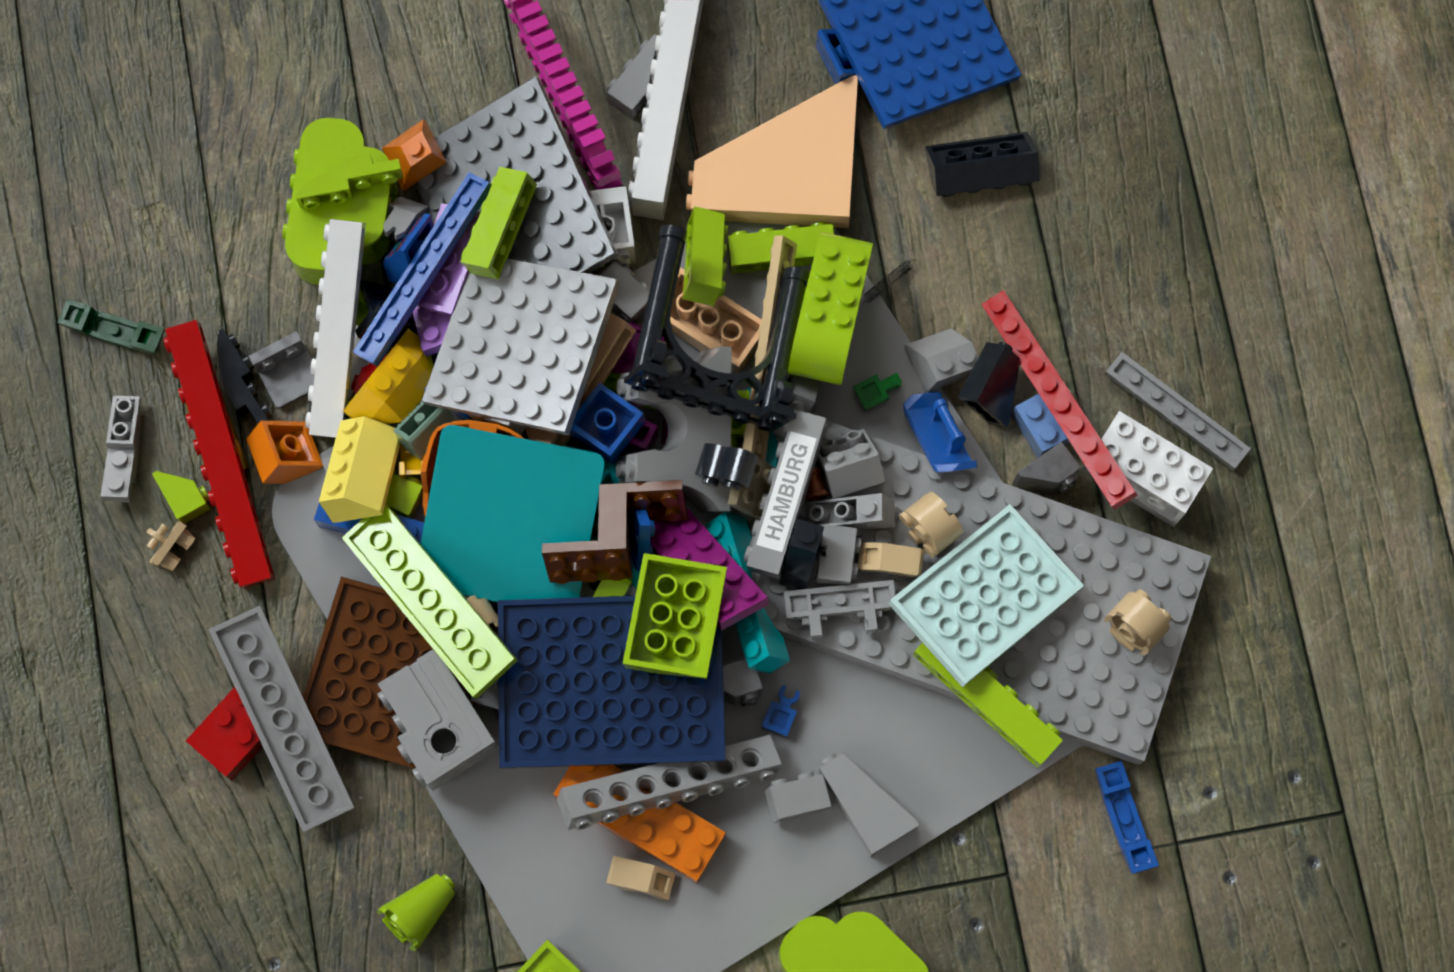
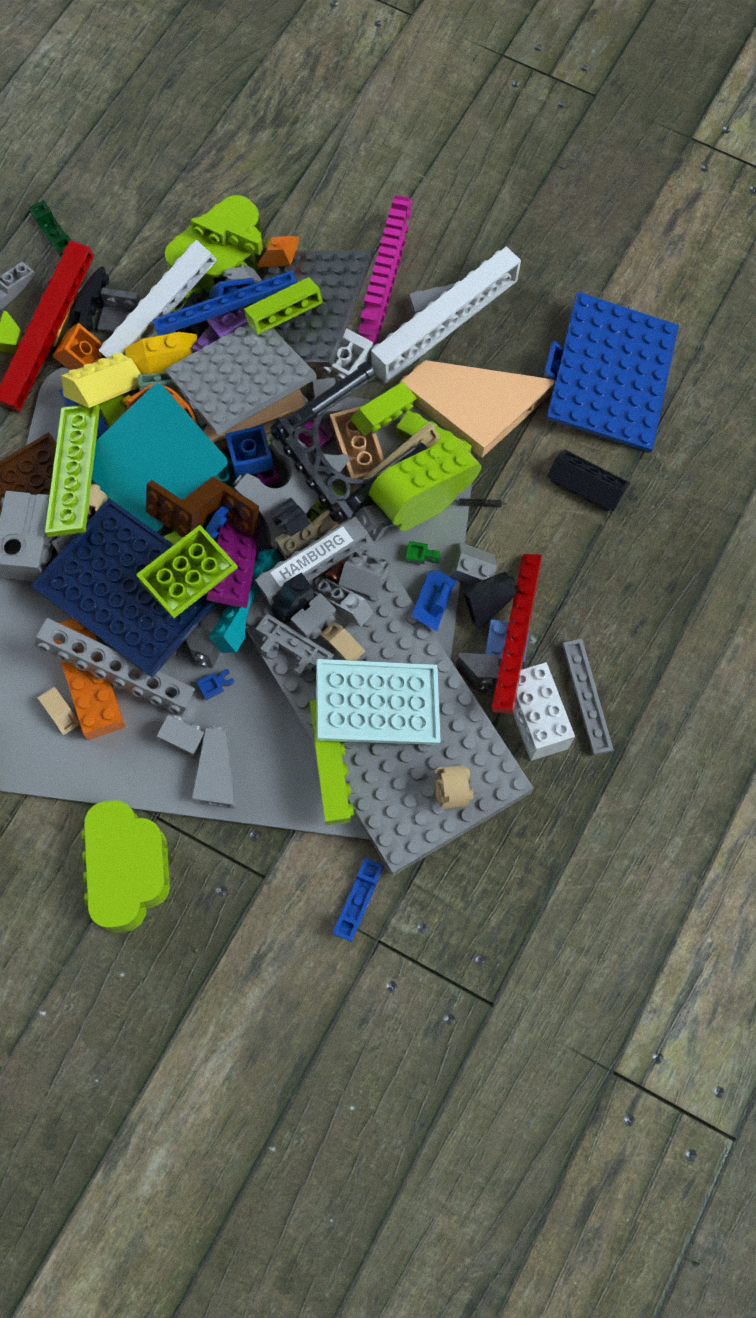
camera: 40 degrees right, 5 degrees down
(931, 524) = (380, 639): tan brick -> none

